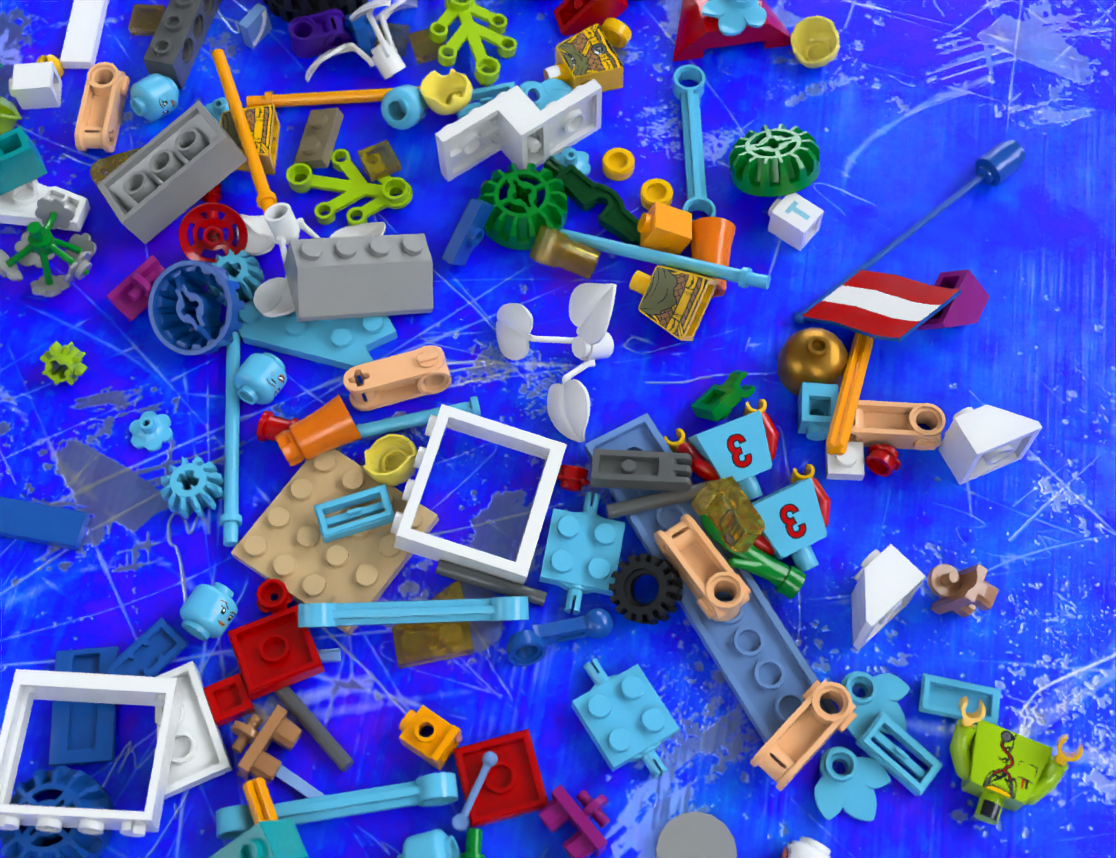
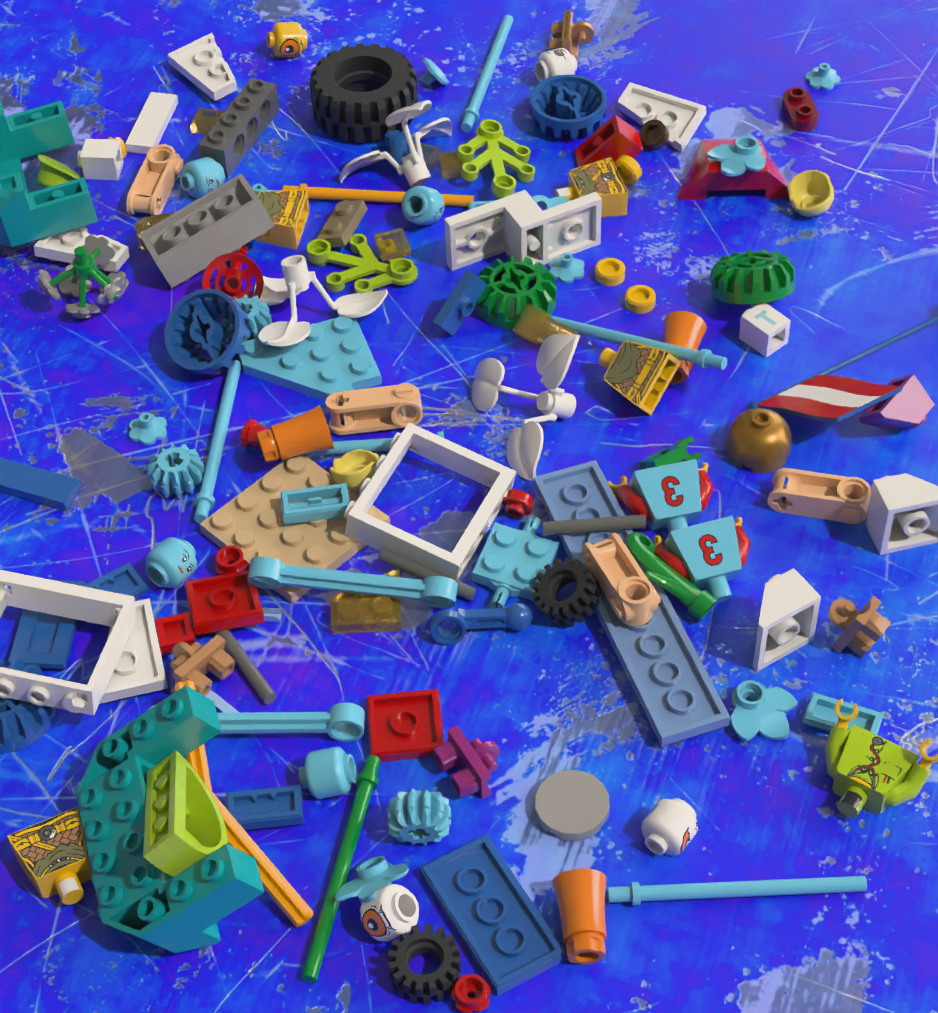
camera: 10 degrees right, 15 degrees down
(63, 363) = (73, 365): lime gear -> none
(133, 293) = (153, 318): magenta hips -> none
(255, 25) = (302, 133): medium blue tile -> none
(260, 378) = (252, 395): medium azure head -> none
(265, 196) = (275, 203): light orange bar -> none
(317, 34) = (355, 141): dark purple piece -> none
(359, 276) = (357, 323): light grey slope -> none
(439, 745) = (347, 680): light orange brick -> none
(447, 92) = (462, 197): light yellow hair -> none
(460, 821) = (362, 748): medium blue hinge -> none
(589, 194) = (577, 291): dark green piece -> none
(625, 718) = (528, 693): medium azure plate -> none
(641, 470) = (579, 497): dark grey hinge -> none
(665, 228) = (641, 318): light orange brick -> none
(693, 139) = (683, 255): medium azure piece -> none
(730, 513) = (651, 532): clear yellow leg -> none
(804, 732) = (688, 713): light nougat piece -> none
(816, 409) = (754, 483): medium azure brick -> none
(848, 466) = (773, 521): white plate -> none
(849, 395) = (785, 460): light orange axle -> none
(850, 790) = (725, 774): medium azure plate -> none
(882, 459) = (808, 523): red plate -> none
(889, 764) = (771, 753): medium azure tile -> none

